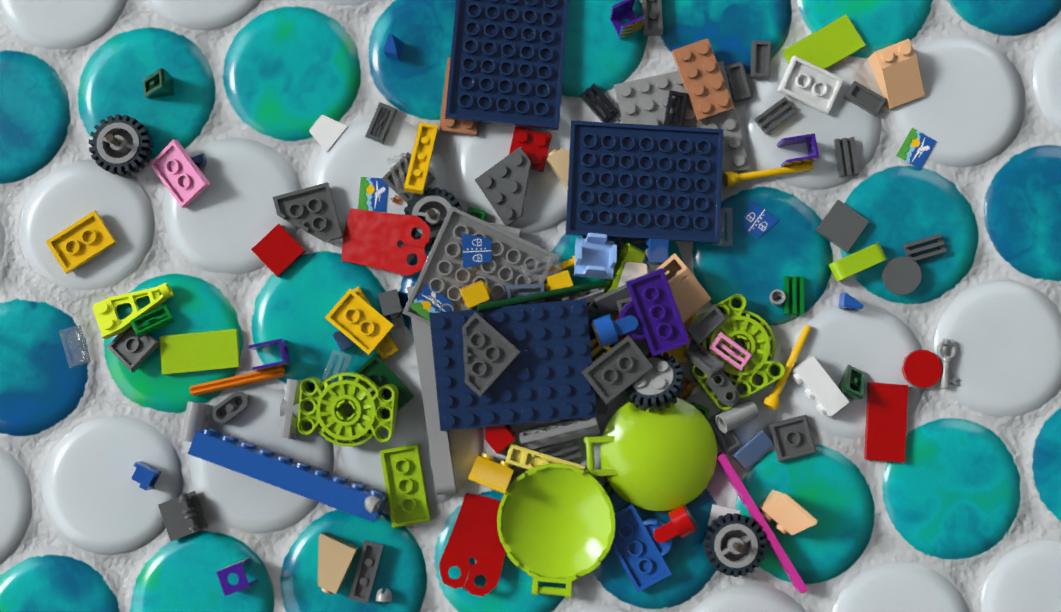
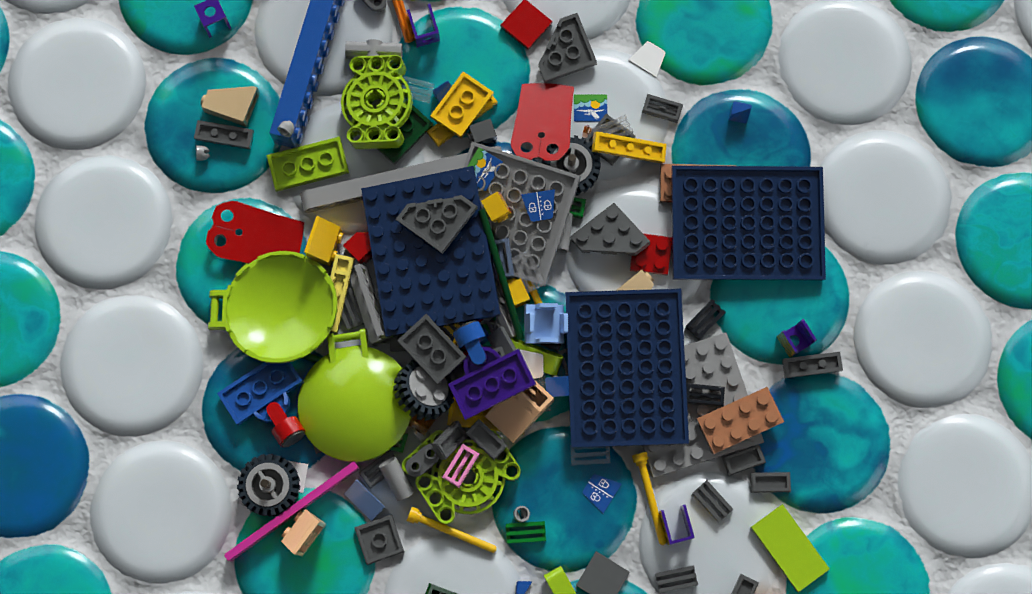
camera: 85 degrees right, 5 degrees down
(810, 85) = (748, 535): white tile -> none
(819, 386) = (432, 562): white brick -> none

